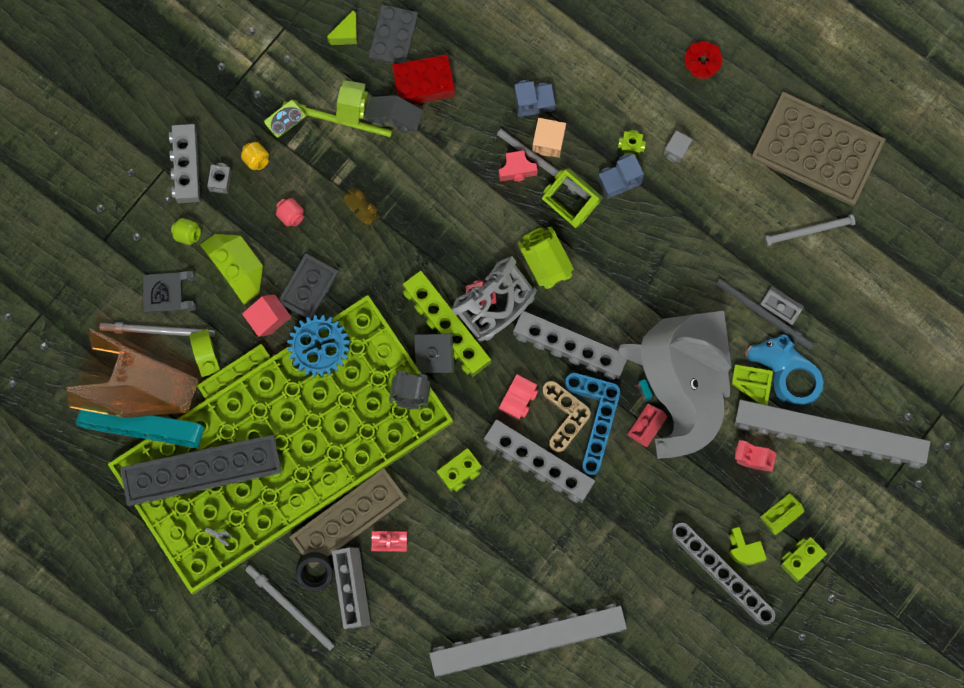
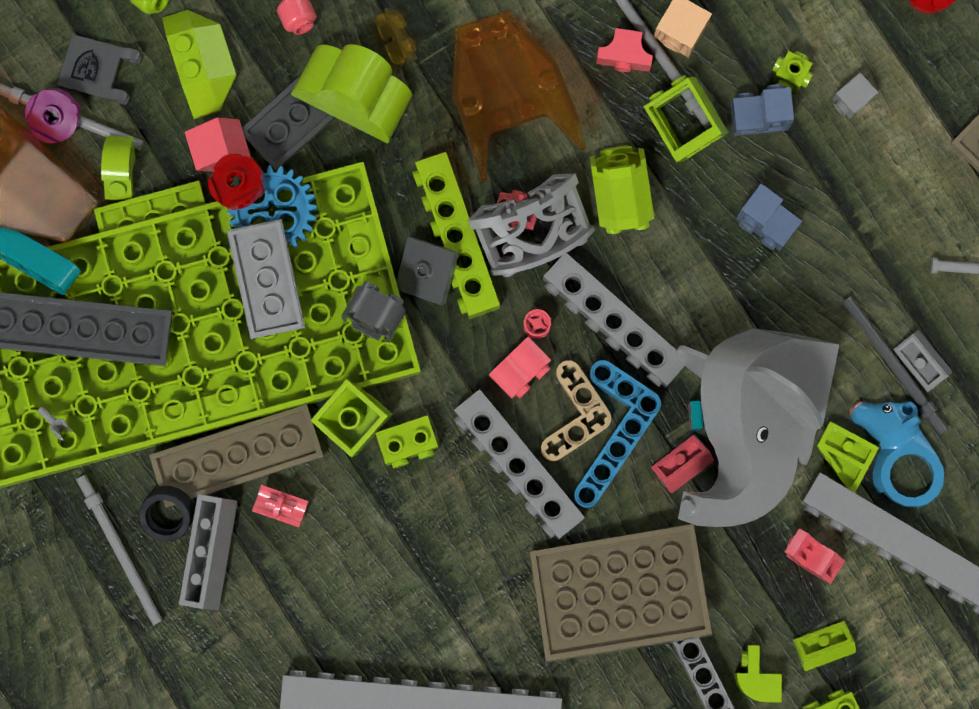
camera: 20 degrees right, 5 degrees up
(140, 339) = (66, 109): none -> magenta plate
(299, 336) = (249, 188): none -> red plate
(330, 392) = (266, 278): none -> light grey tile
(345, 248) = (354, 88): none -> lime brick
(417, 466) = (351, 417): none -> lime slope
(445, 212) = (506, 81): none -> clear orange windscreen
(520, 361) = (536, 320): none -> coral wheel
(635, 523) = (620, 593): none -> dark tan plate
(648, 245) = (768, 218): none -> sand blue brick

